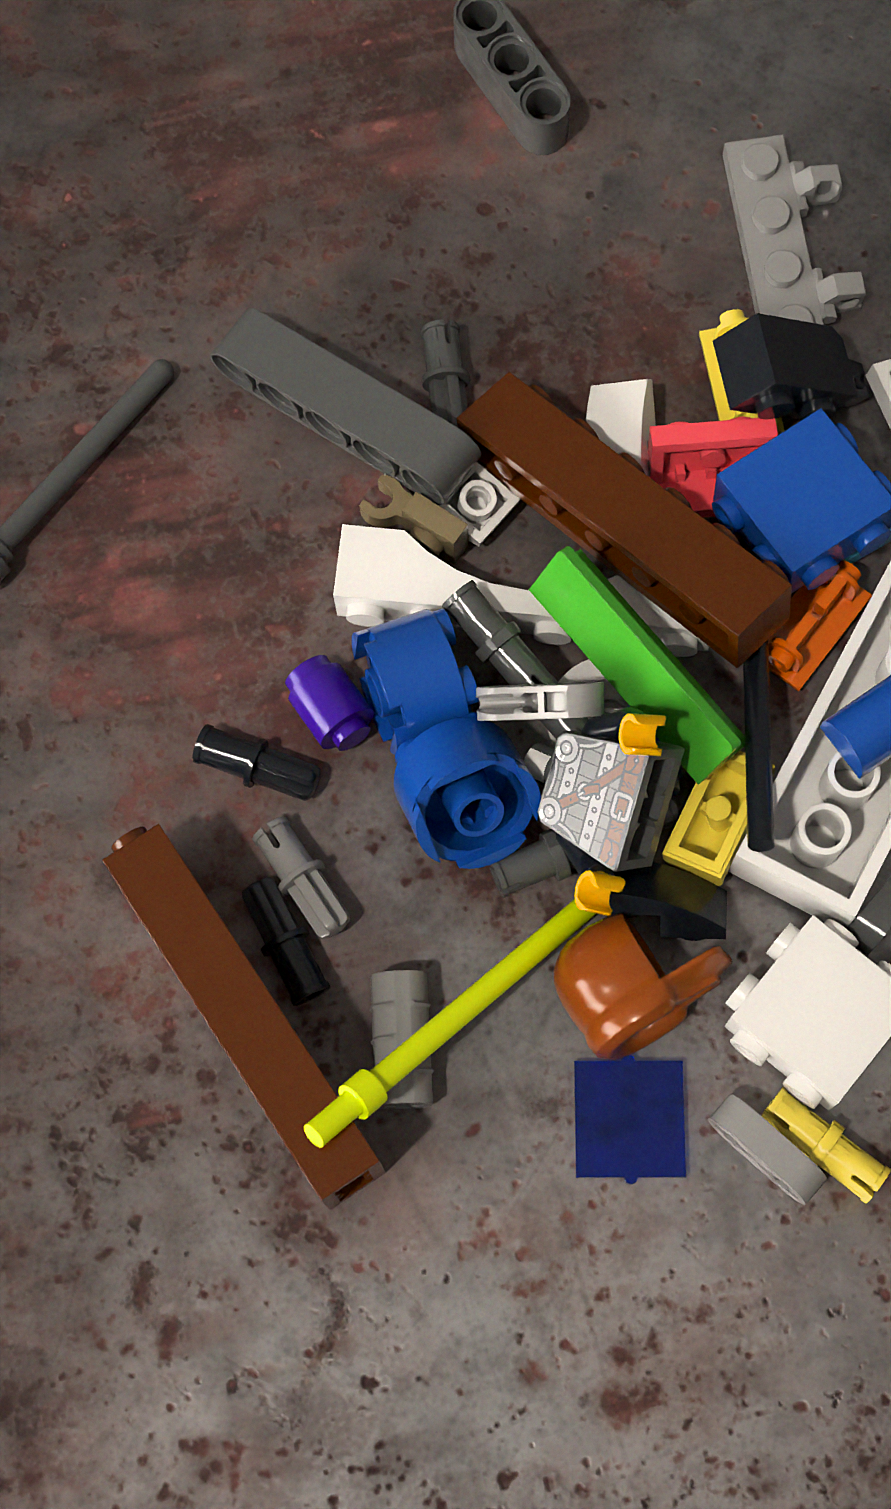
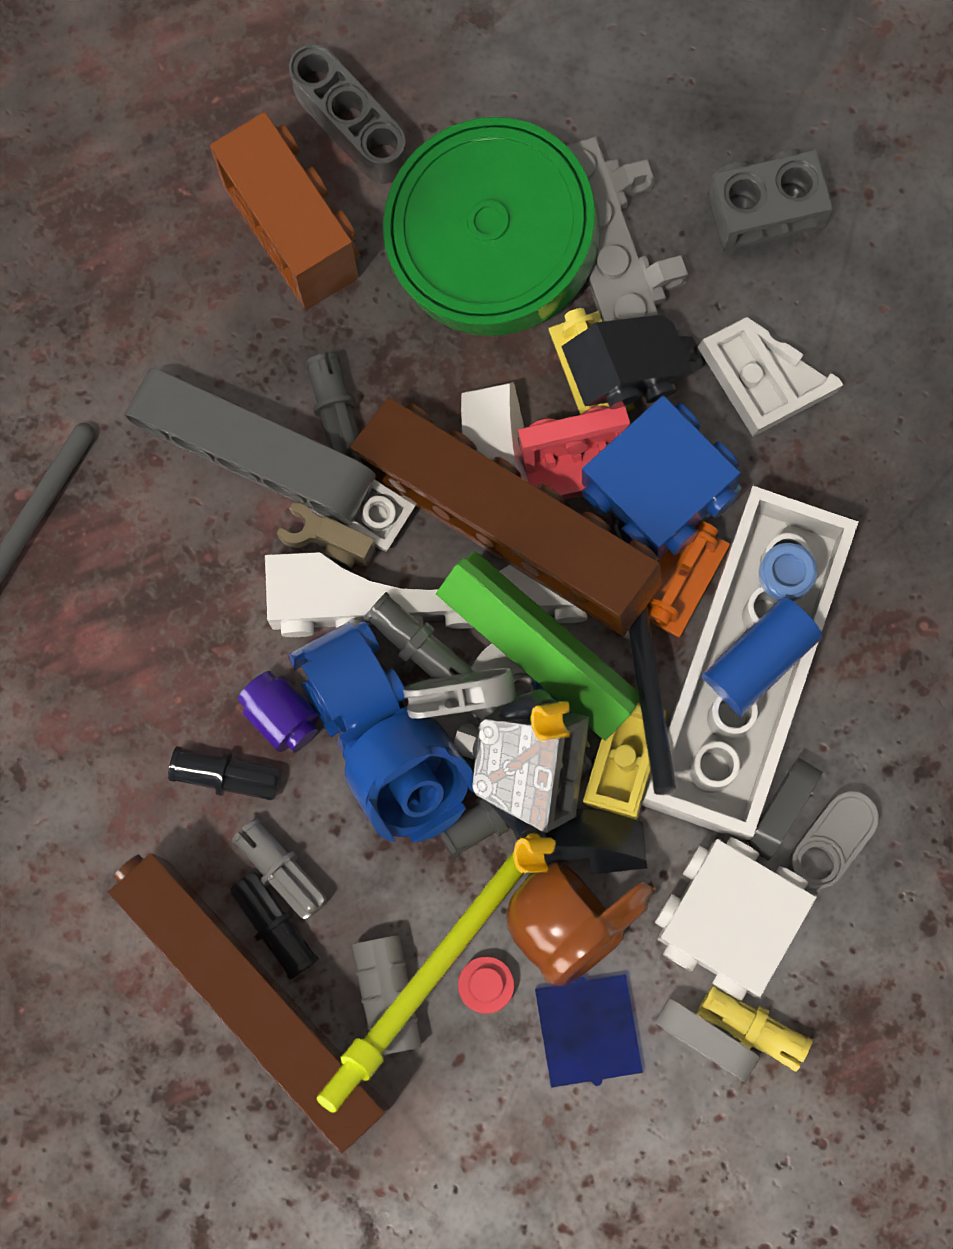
camera: 10 degrees left, 5 degrees up
(427, 158) = (287, 209): none -> dark orange brick
(518, 1046) = (486, 985): none -> coral plate
(653, 210) = (491, 226): none -> green brick

